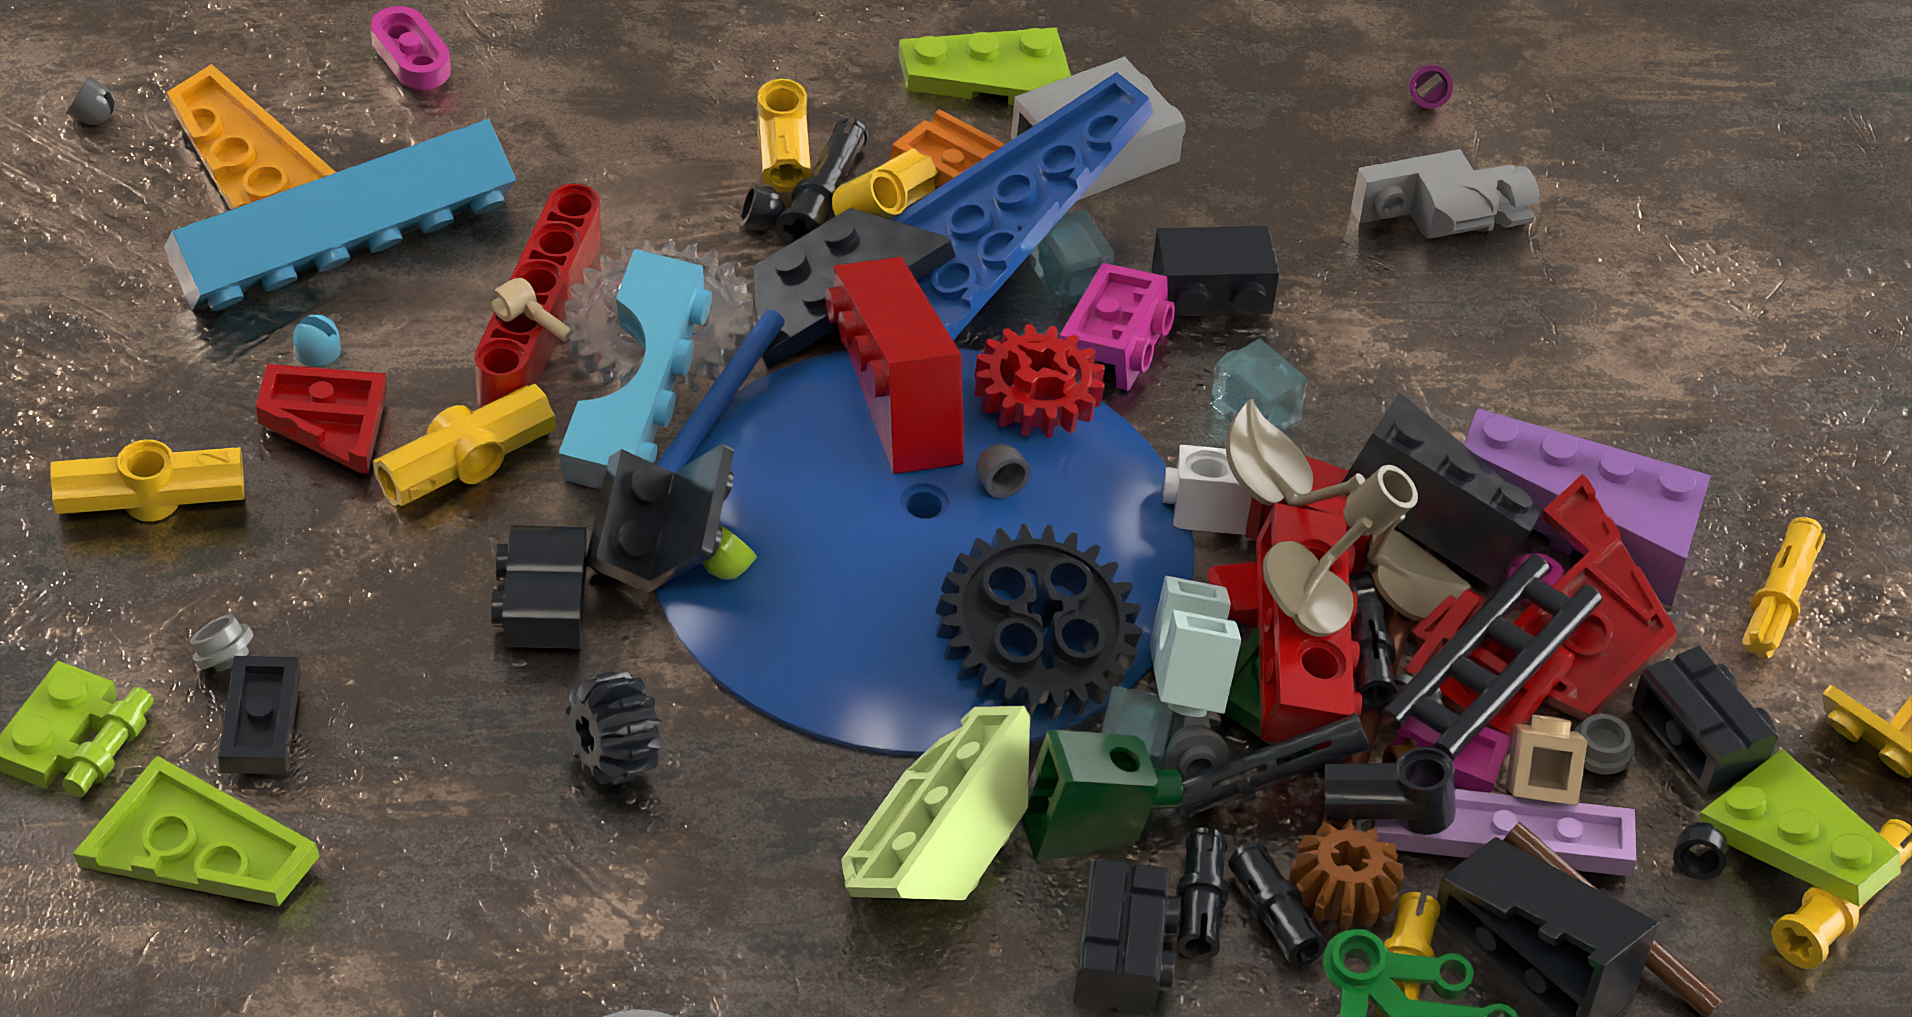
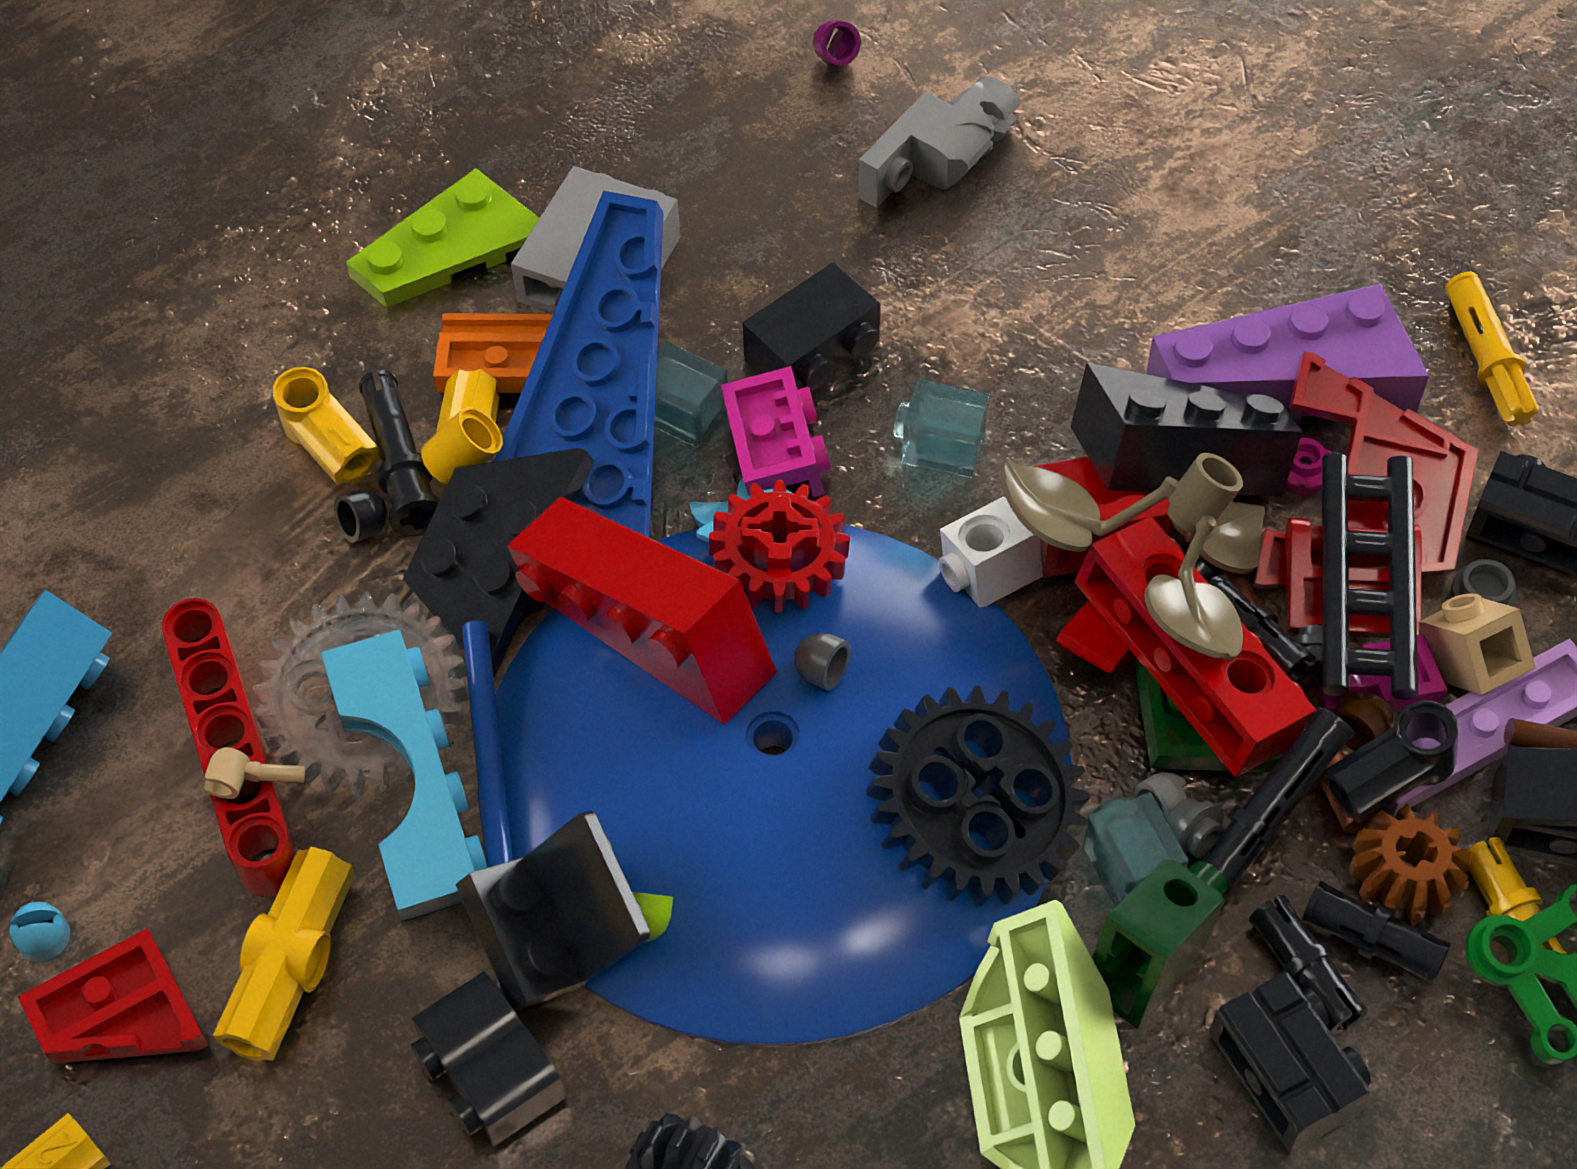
camera: 30 degrees left, 10 degrees up
(1194, 647) = (1154, 749): light aqua arch -> none

